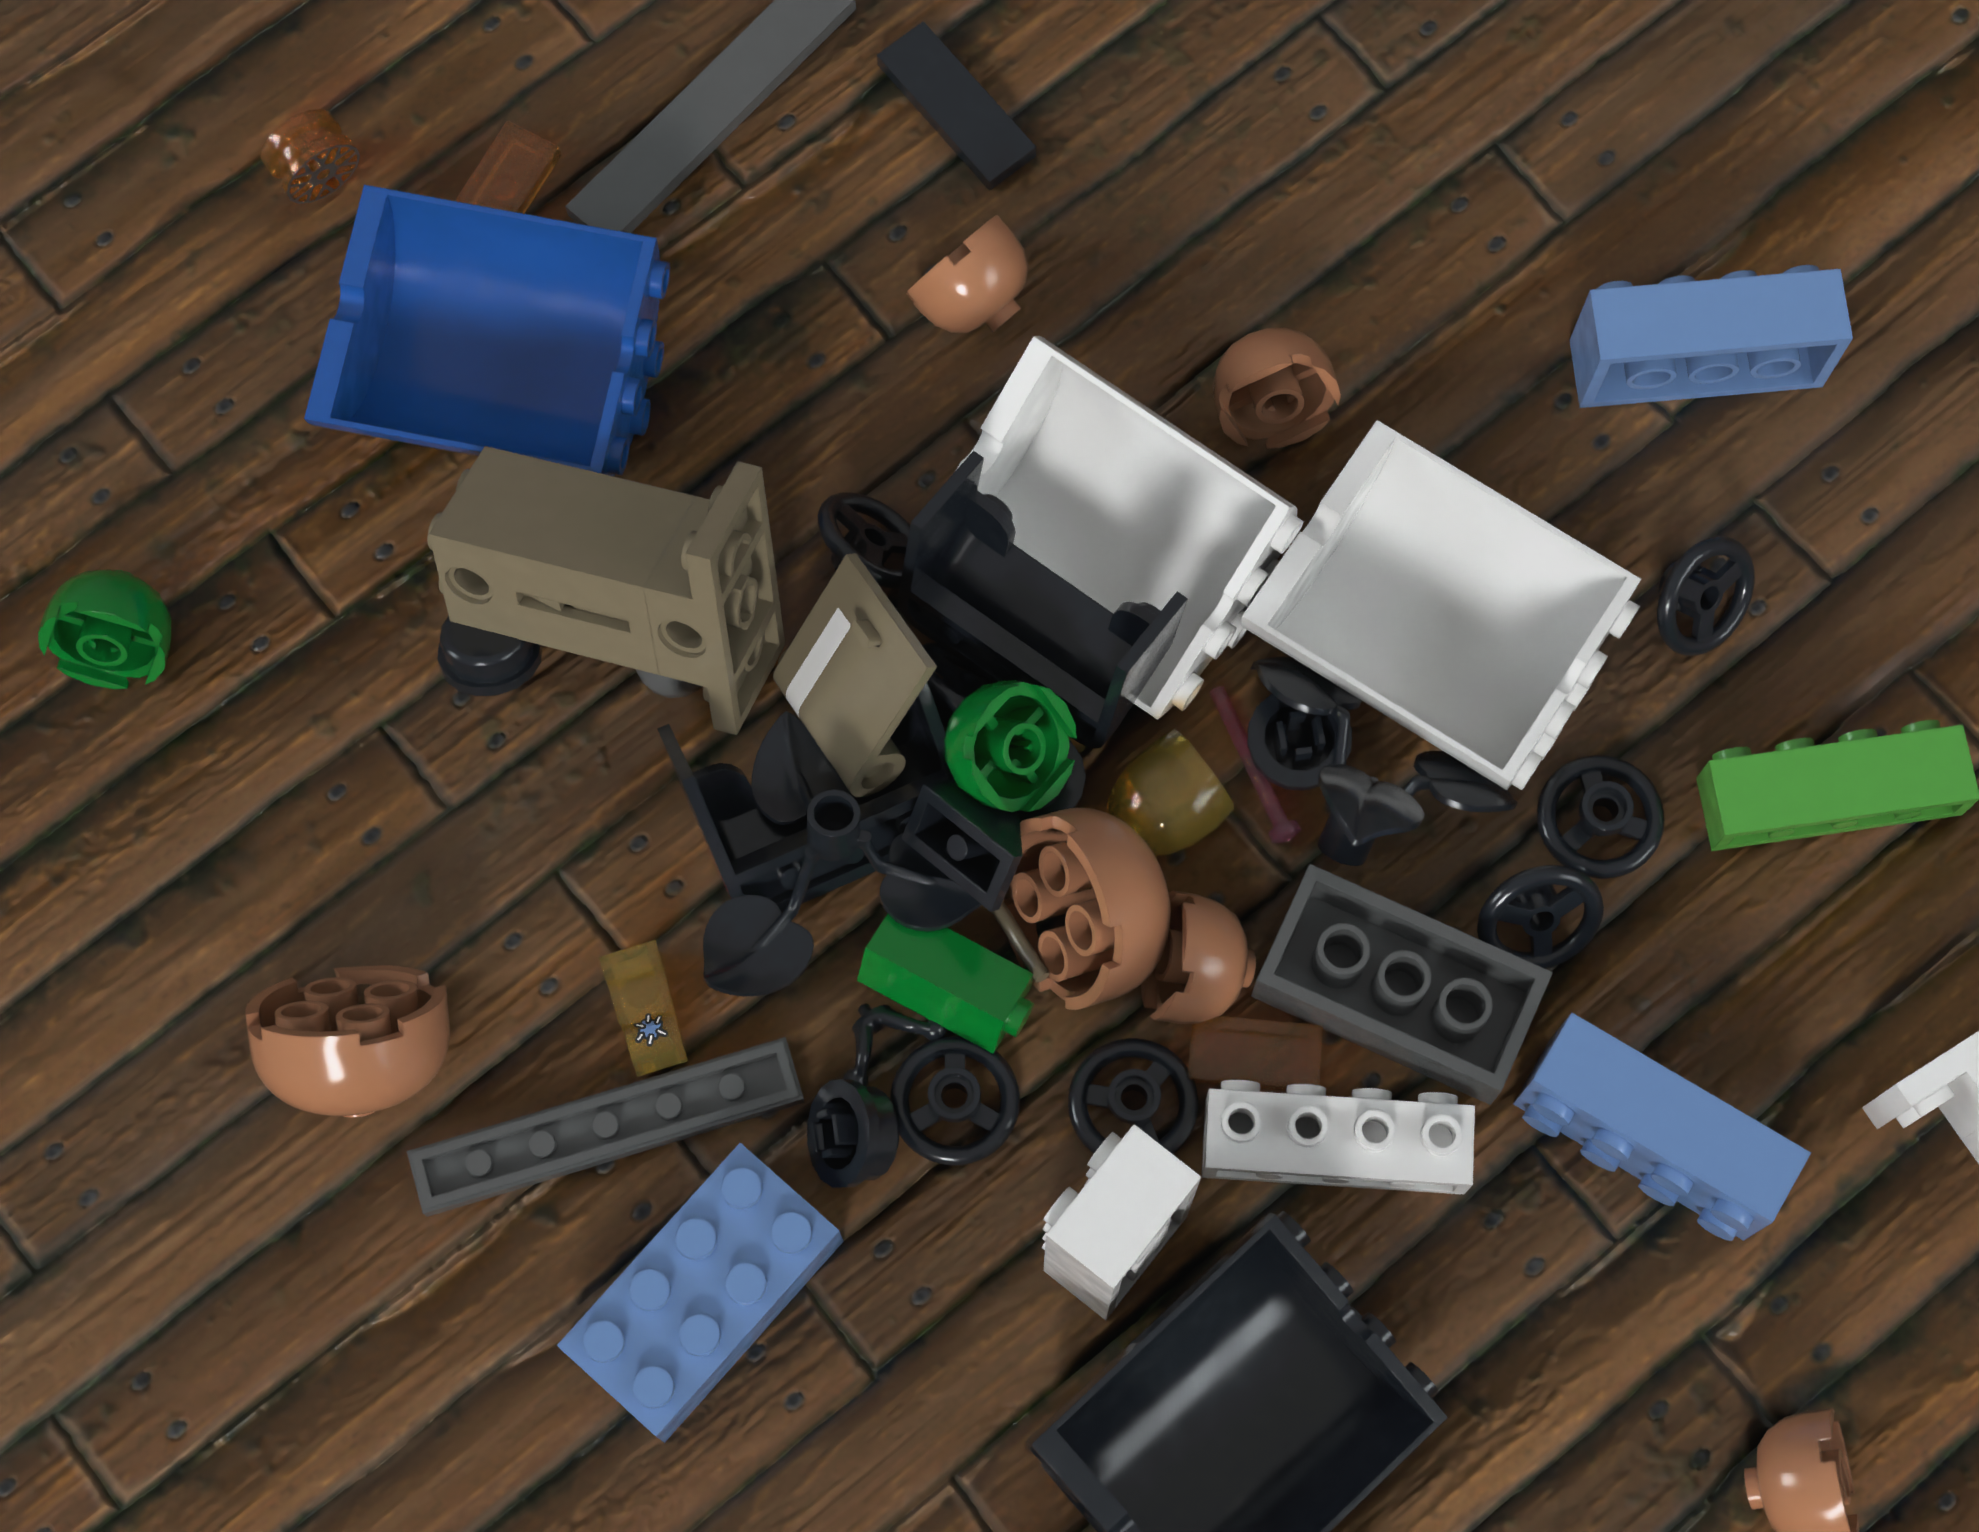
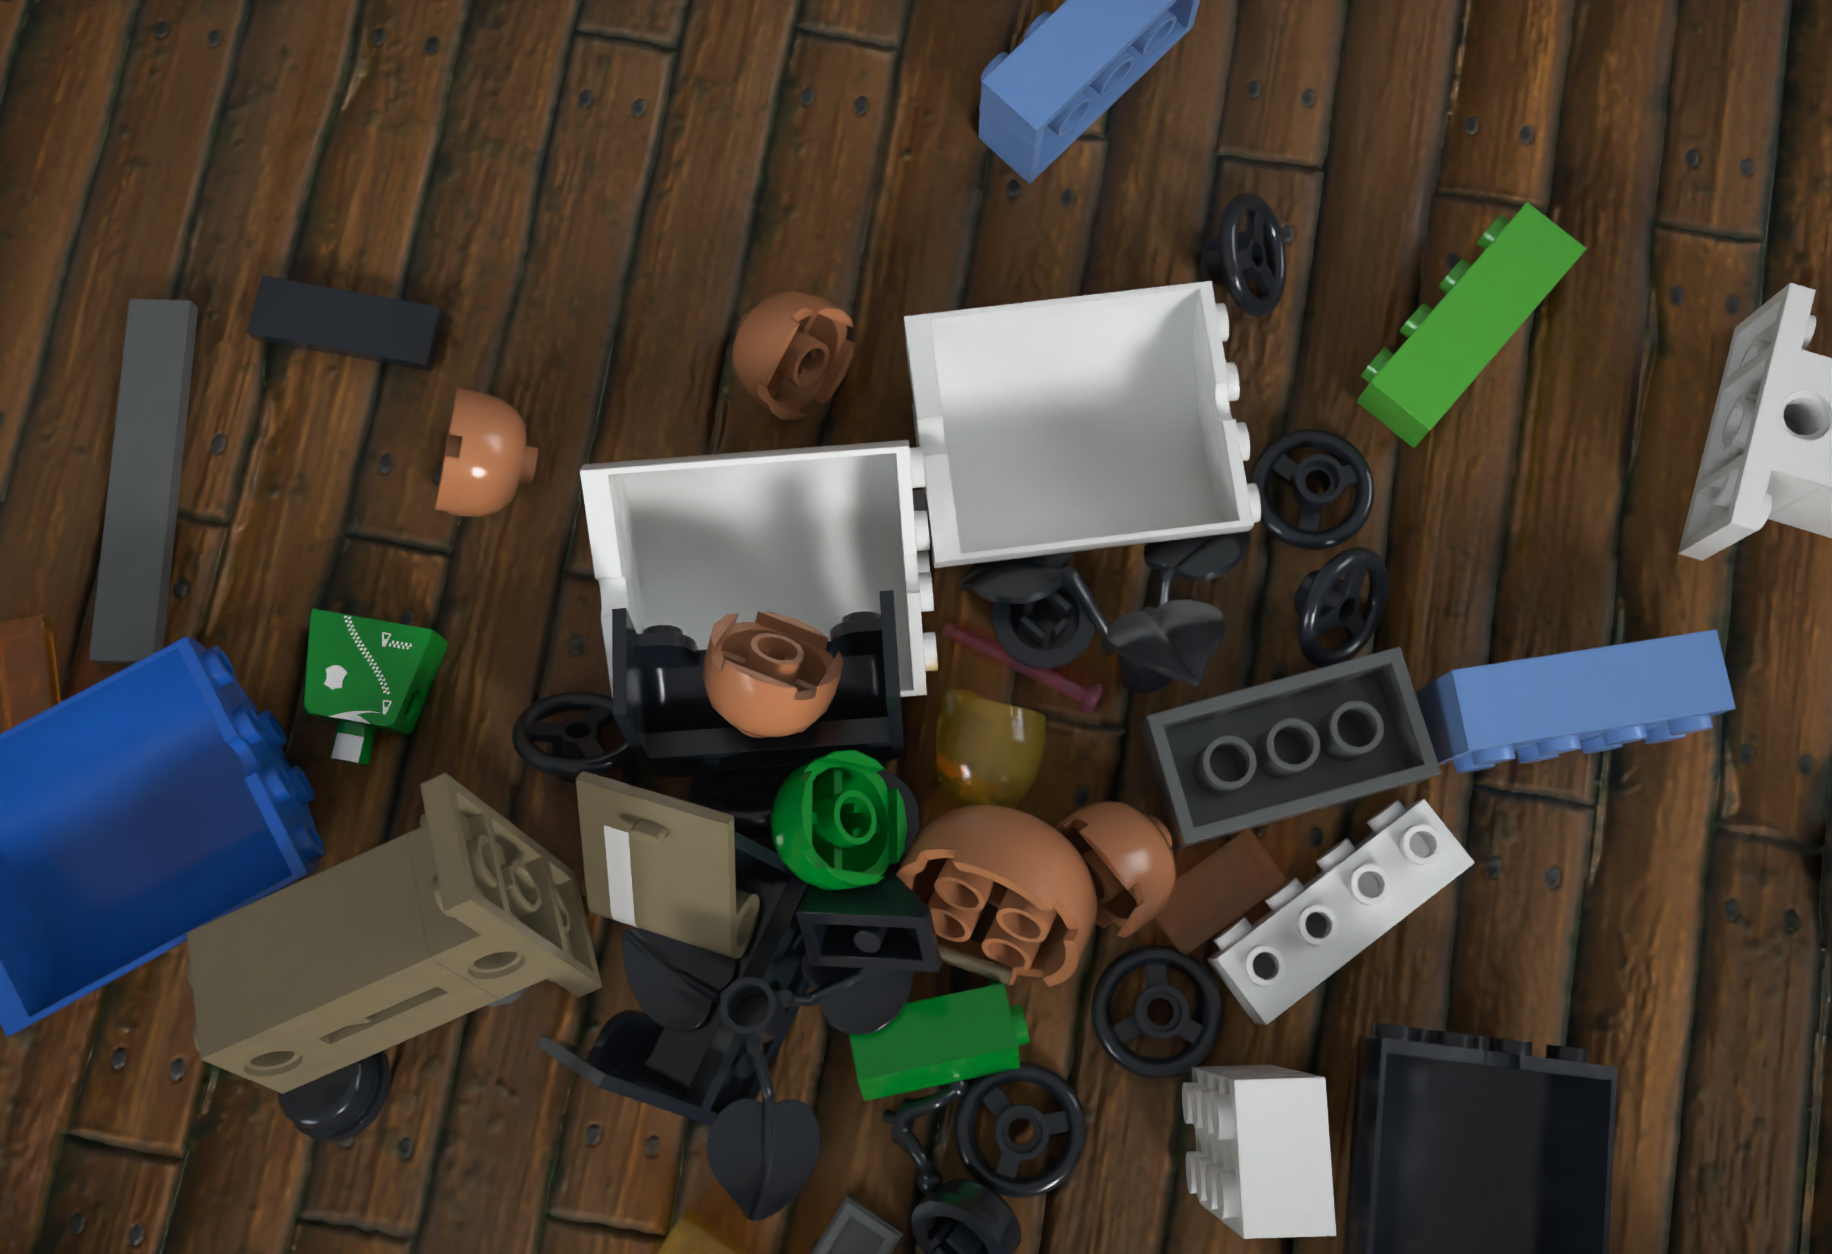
camera: 40 degrees left, 5 degrees up
(754, 379) = (368, 678): none -> green torso
(1047, 597) = (769, 674): none -> nougat cylinder

